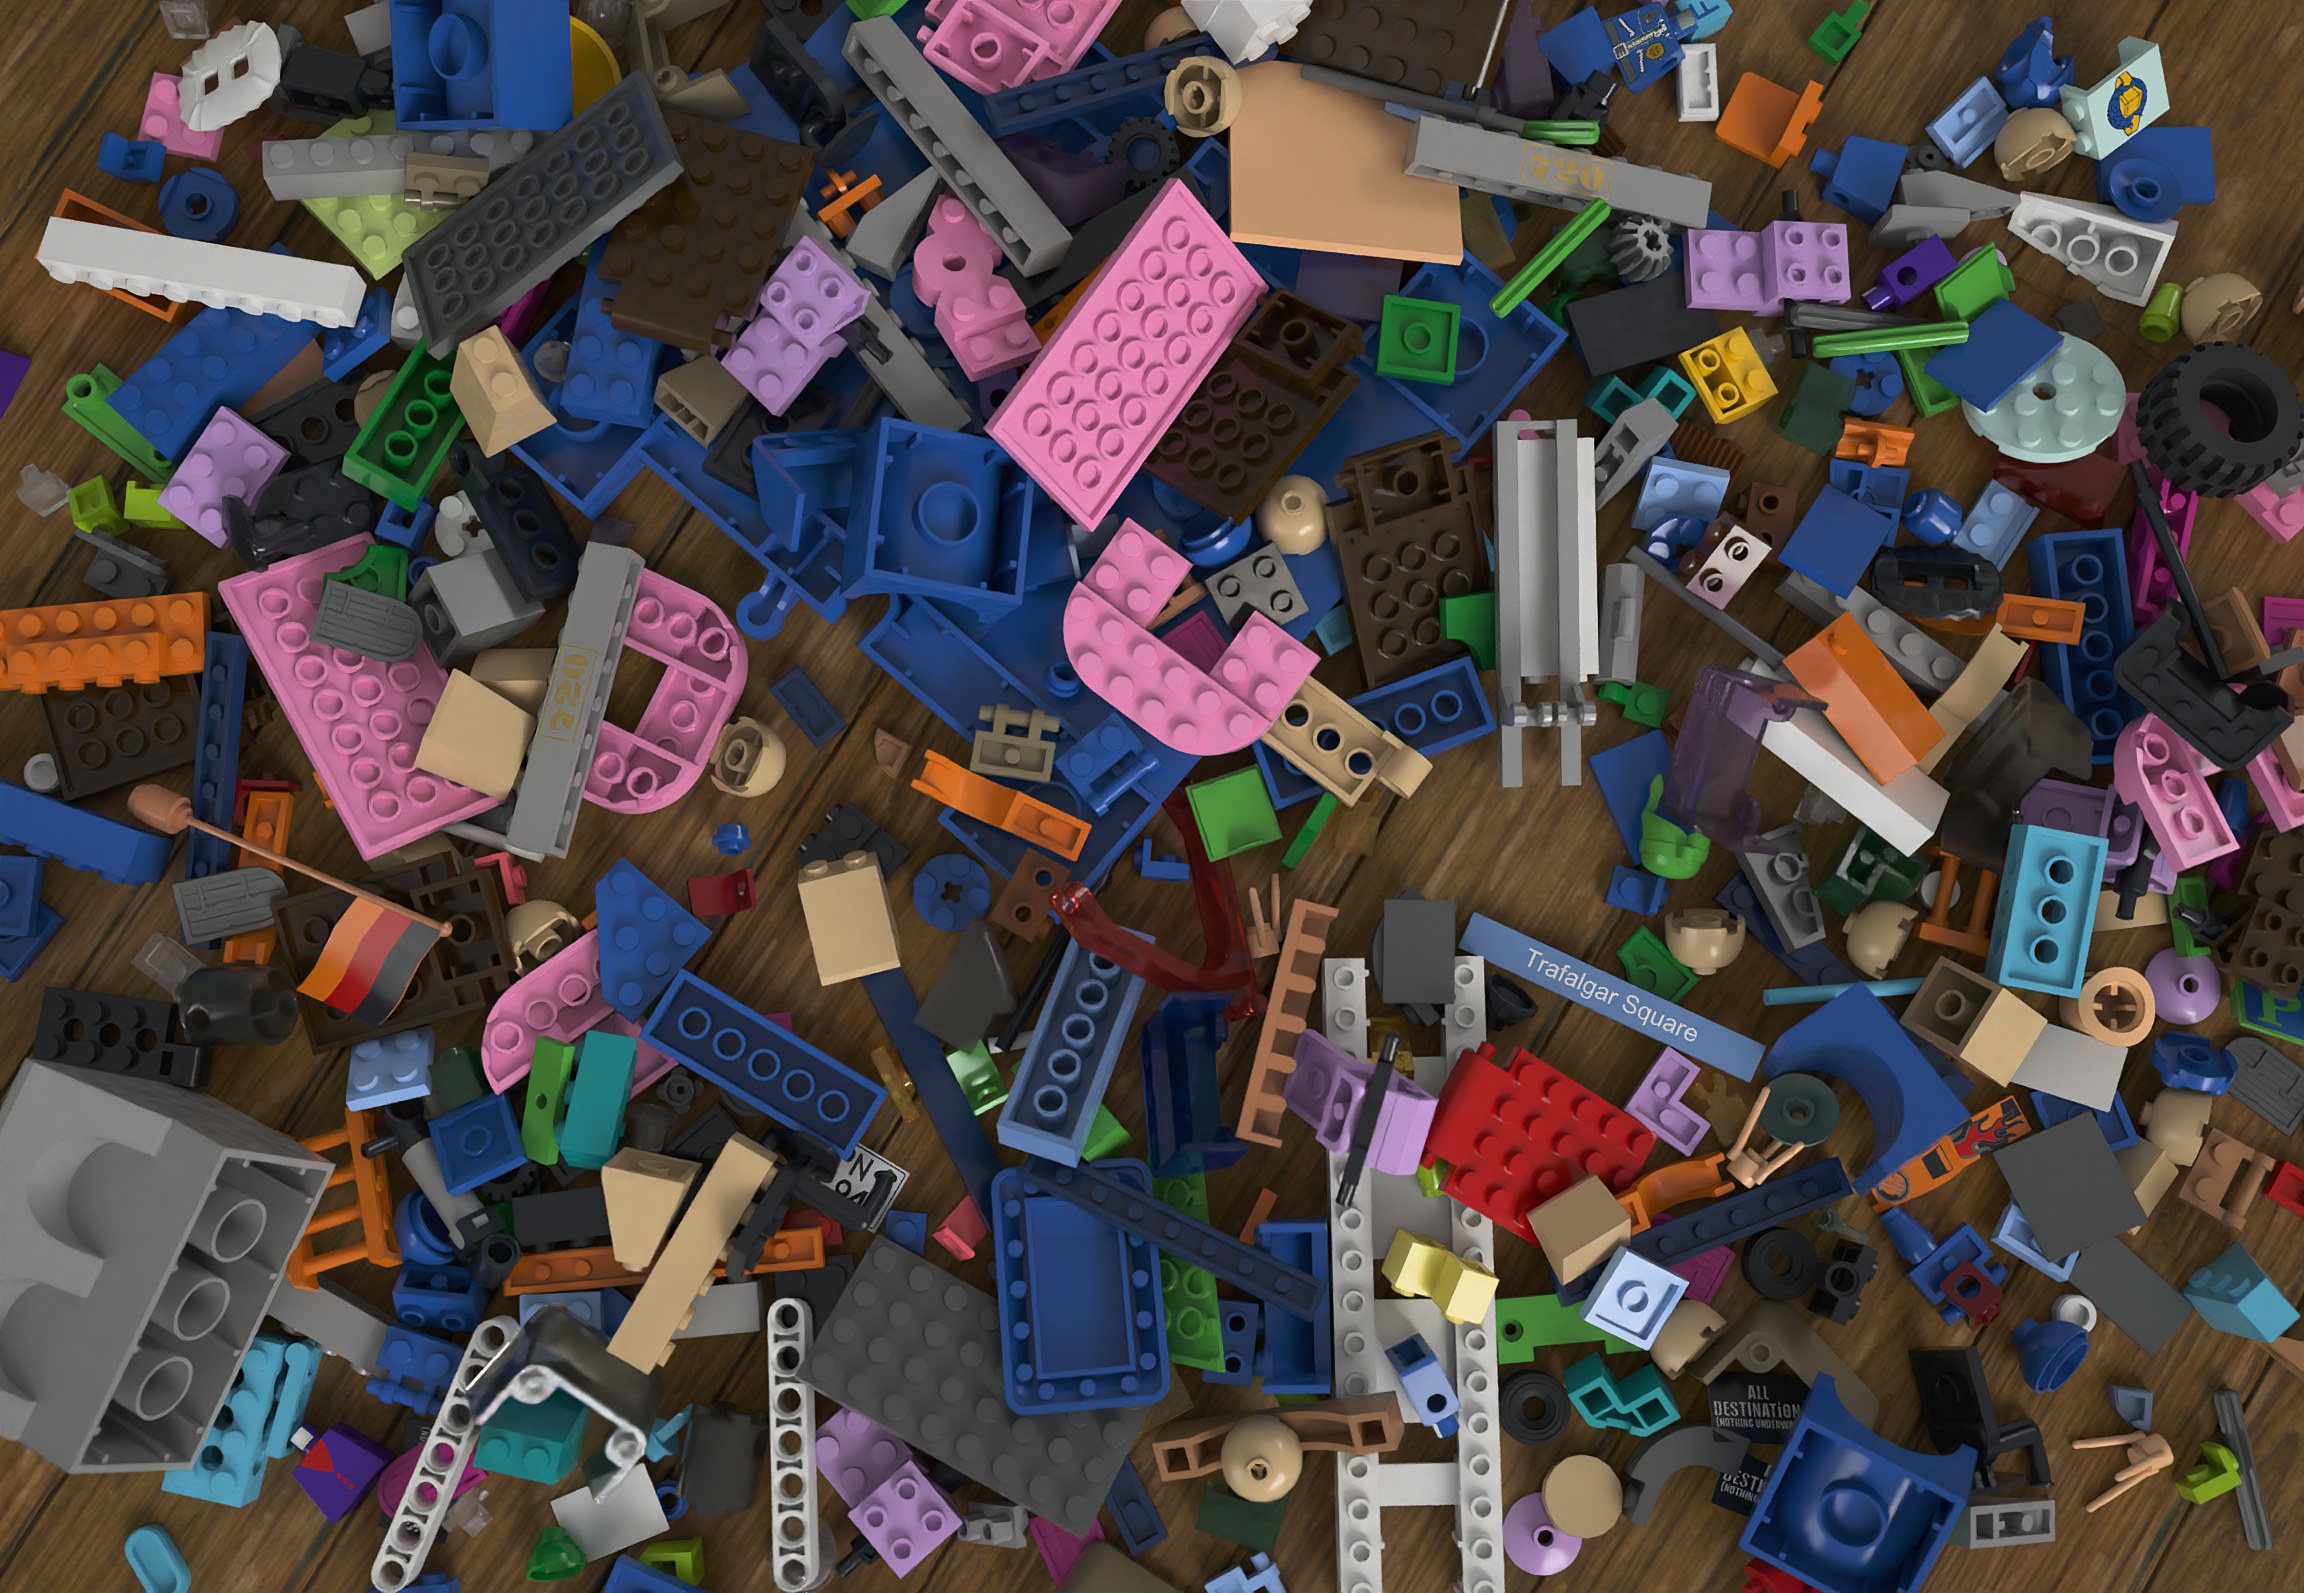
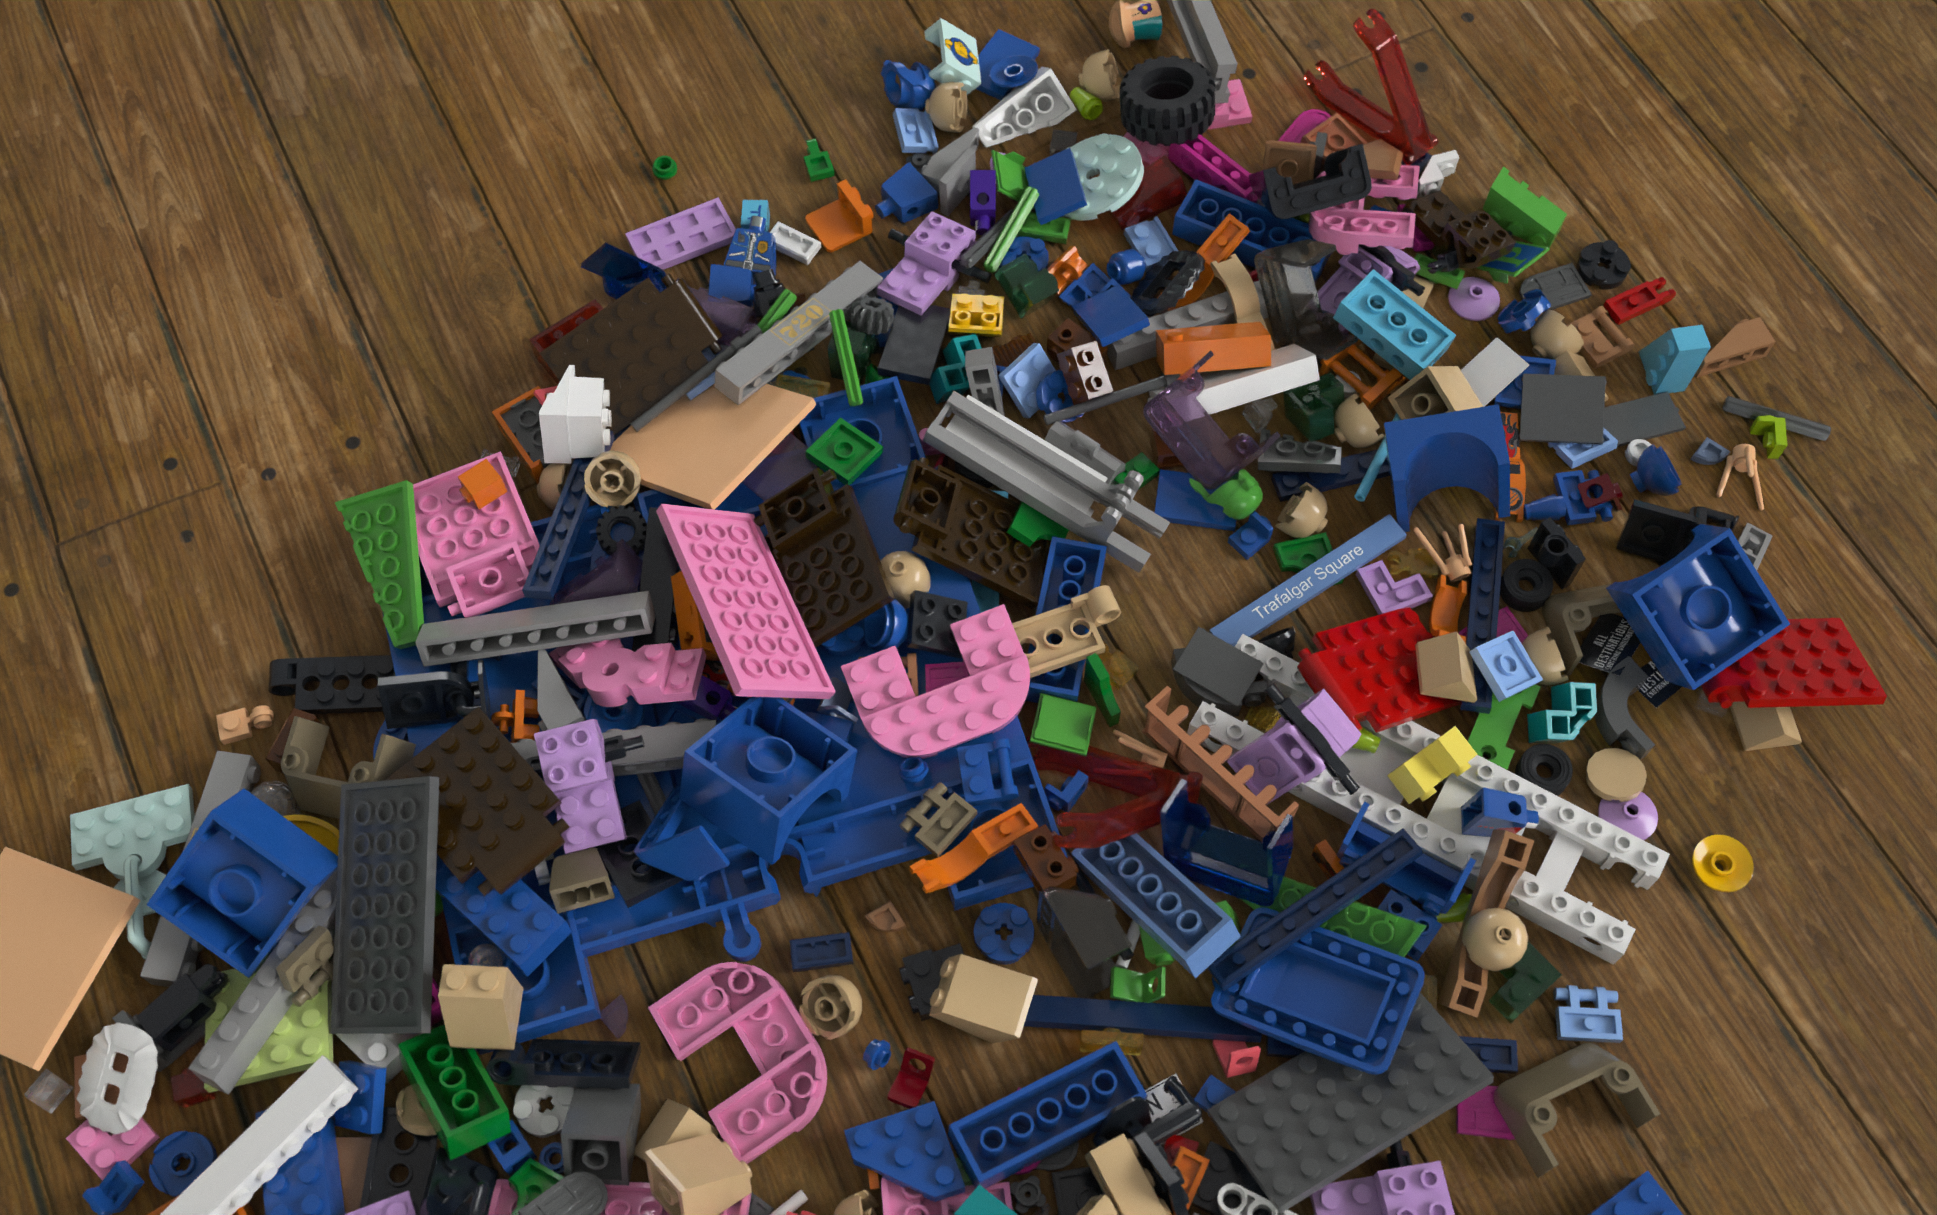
camera: 55 degrees left, 20 degrees down
(575, 700) = (718, 1097): light grey brick -> none
(994, 1524) = (1451, 1146): light grey hips -> none
(1803, 1095) = (1434, 514): sand green dish -> none
(2112, 1007) = (1473, 331): light nougat hat -> none
(2149, 498) = (1188, 157): black bar -> none

